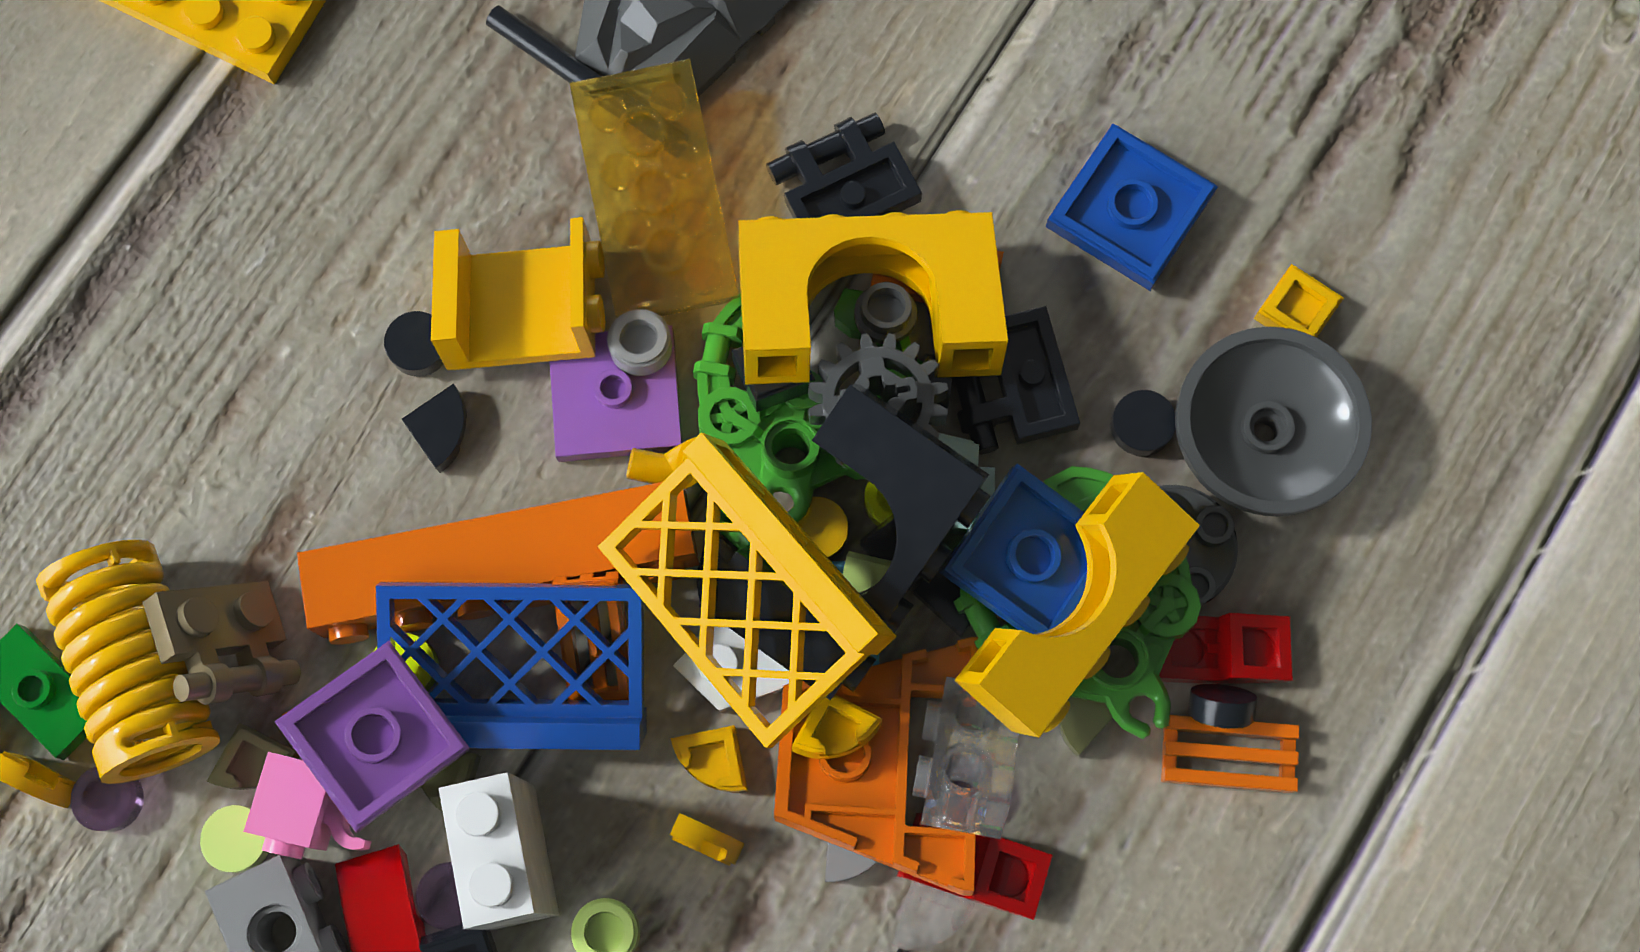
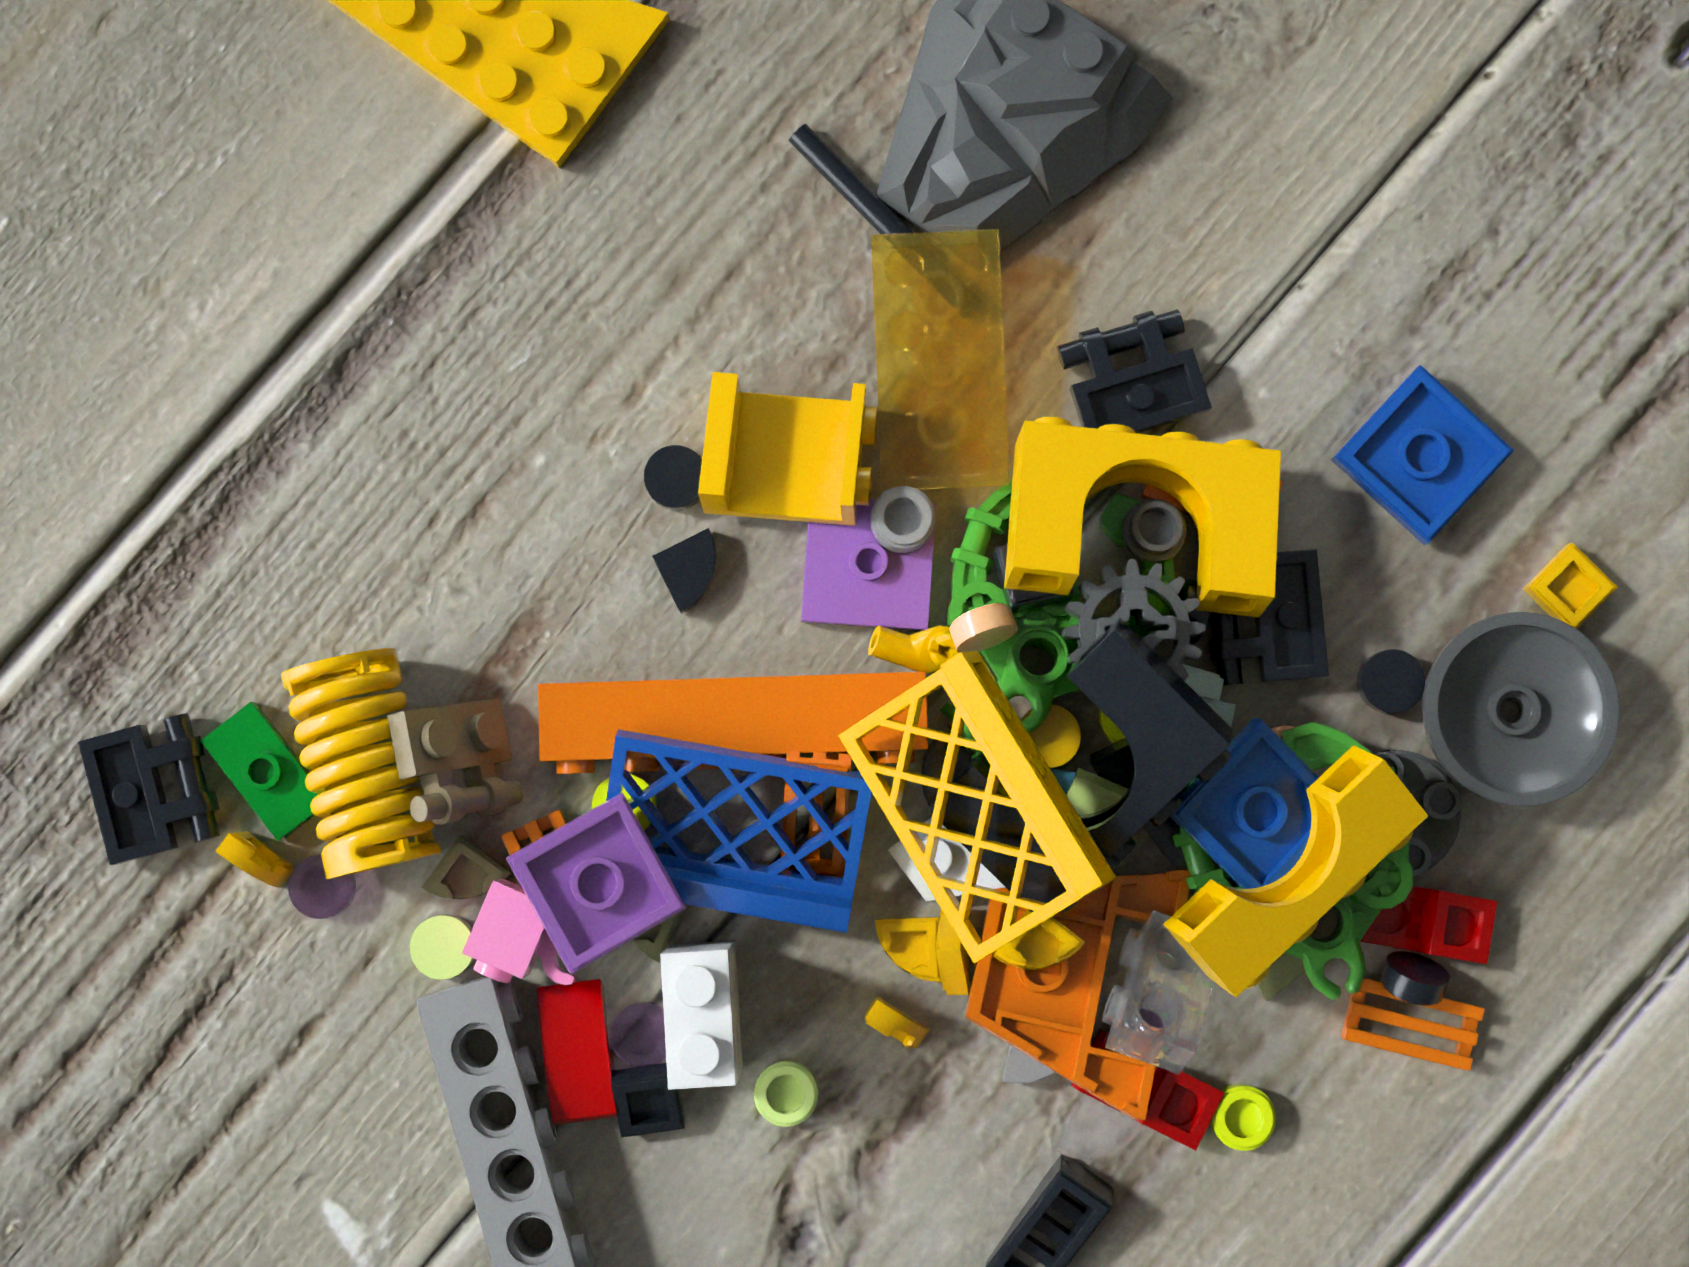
camera: 10 degrees right, 10 degrees up
(732, 420) = (983, 627): none -> light nougat tile
(754, 763) = (952, 959): none -> yellow tile
(1077, 879) = (1244, 1117): none -> neon yellow tile

